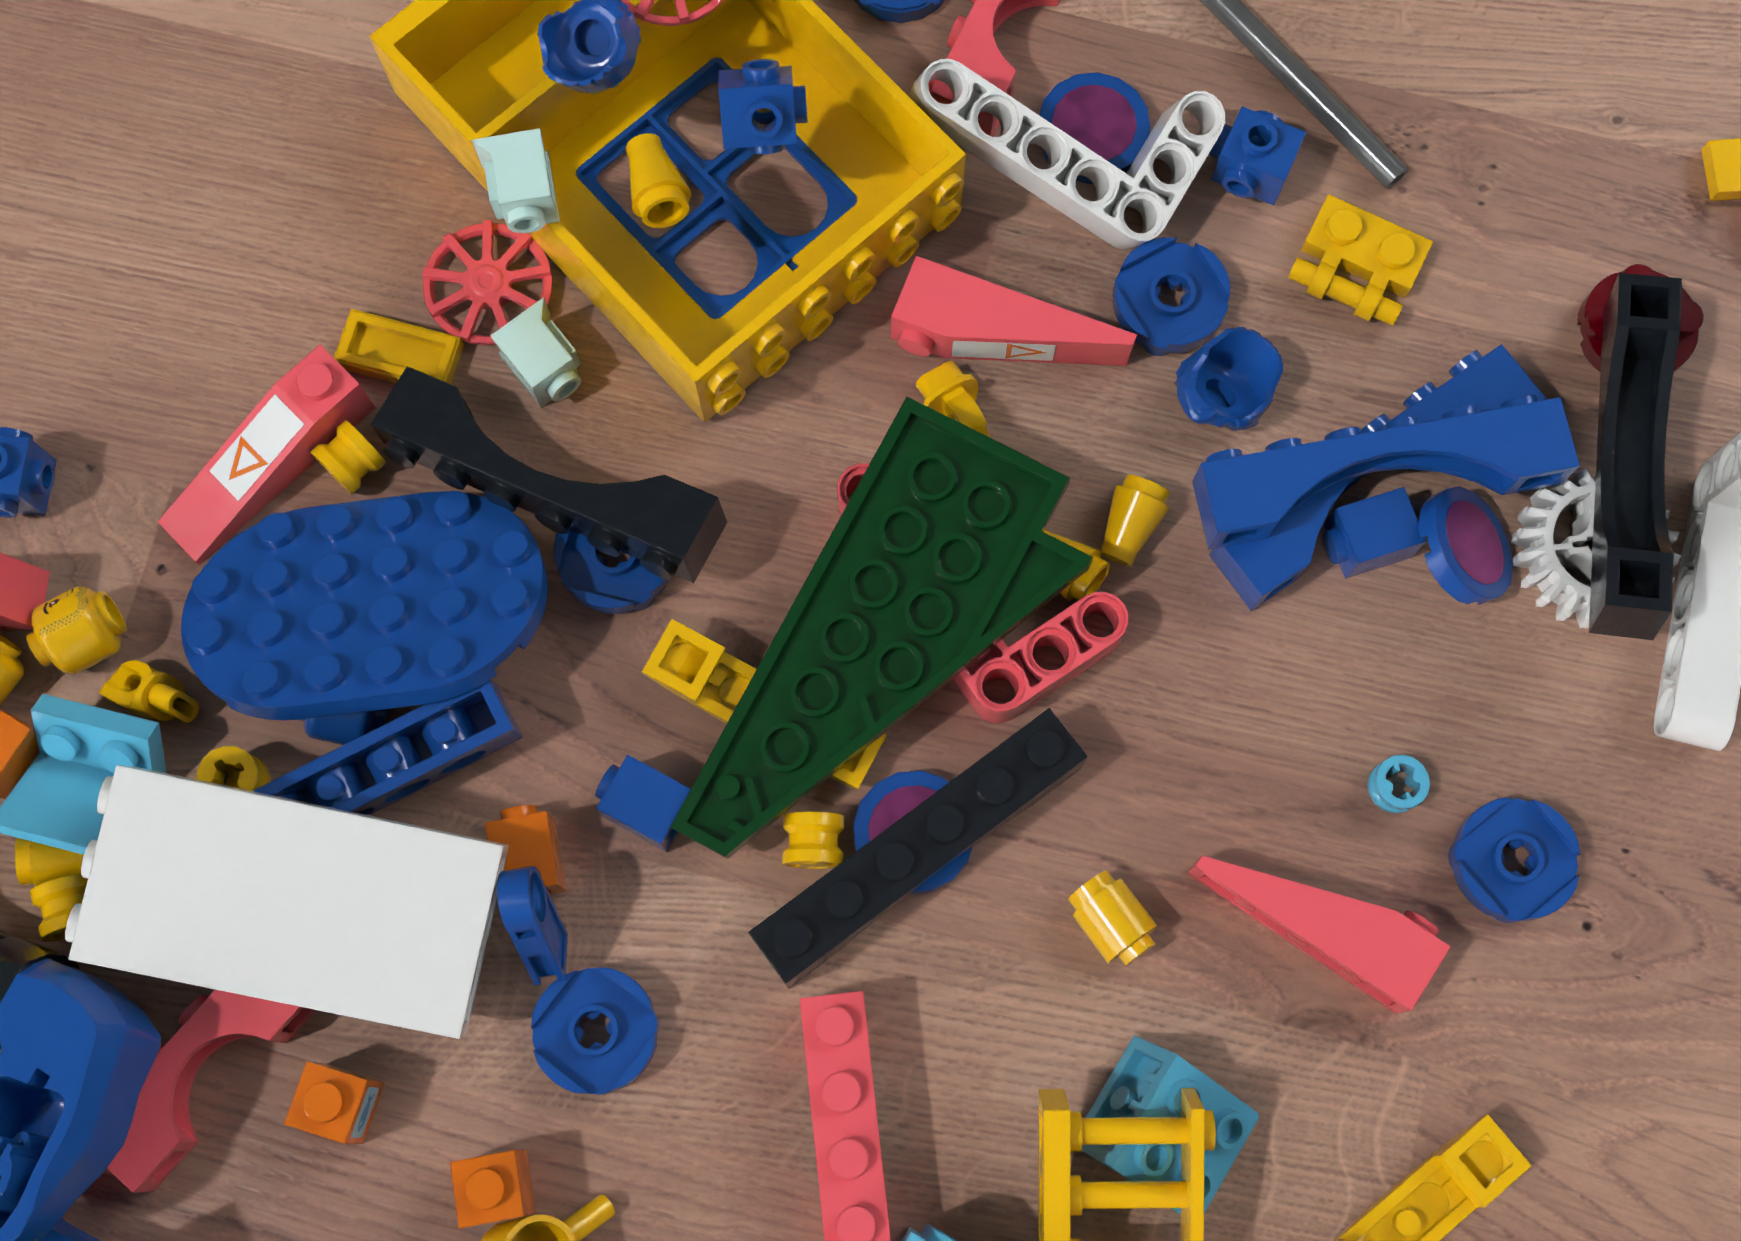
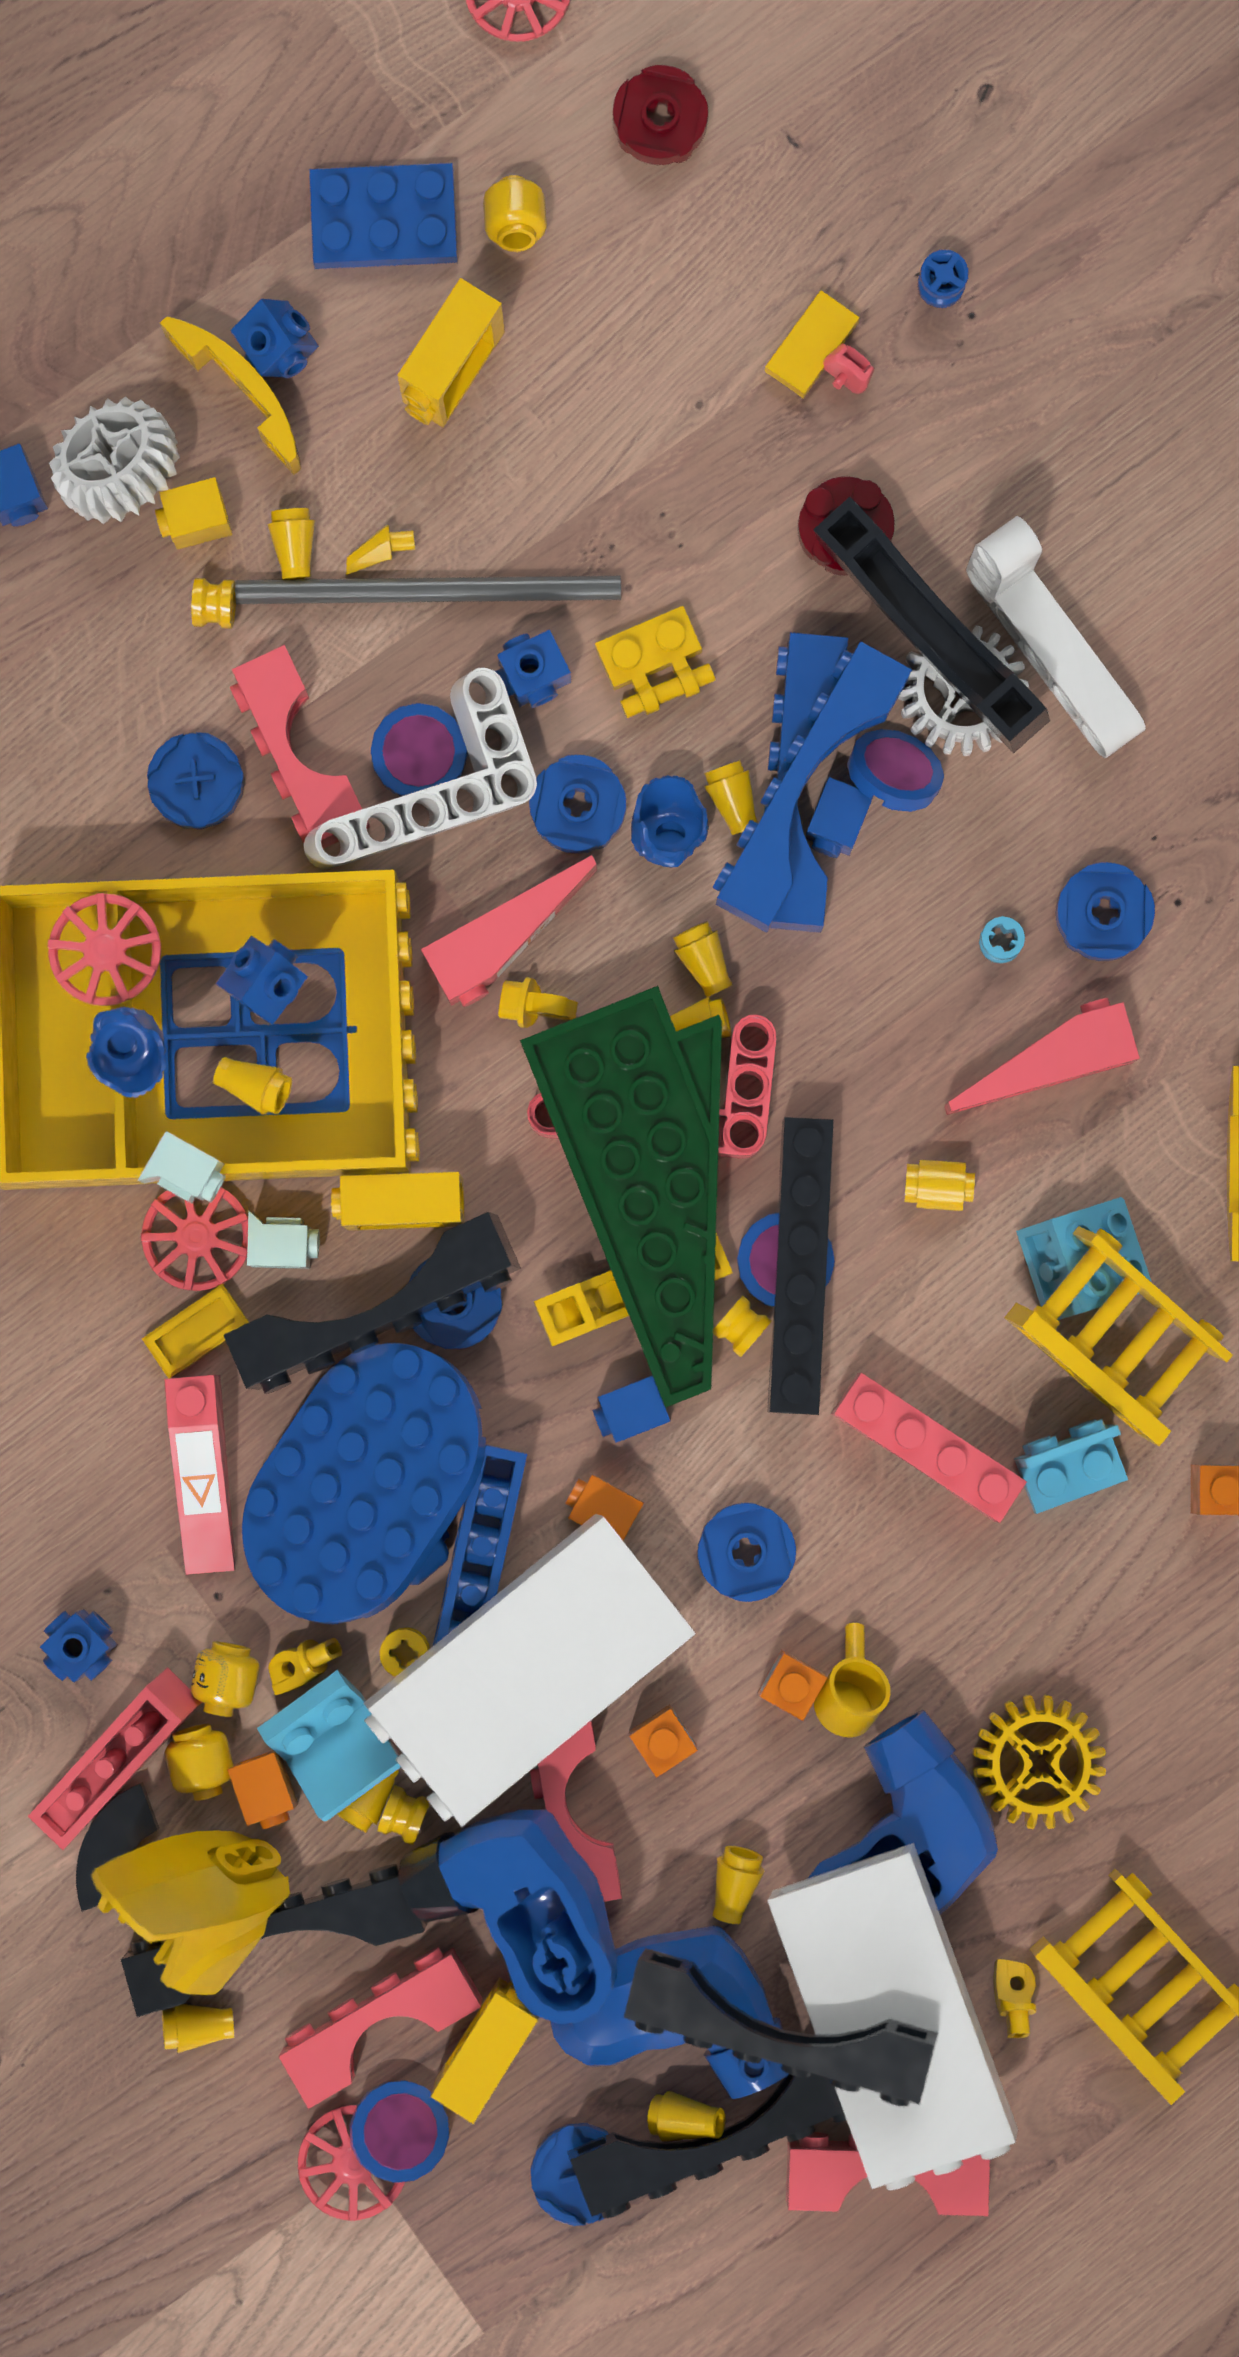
camera: 50 degrees left, 10 degrees up
(348, 457) = (248, 1419): yellow wheel -> none
(533, 922) = (656, 1536): blue piece -> none
(664, 418) = (399, 1201): none -> yellow window
(1309, 412) = (732, 795): none -> yellow cone

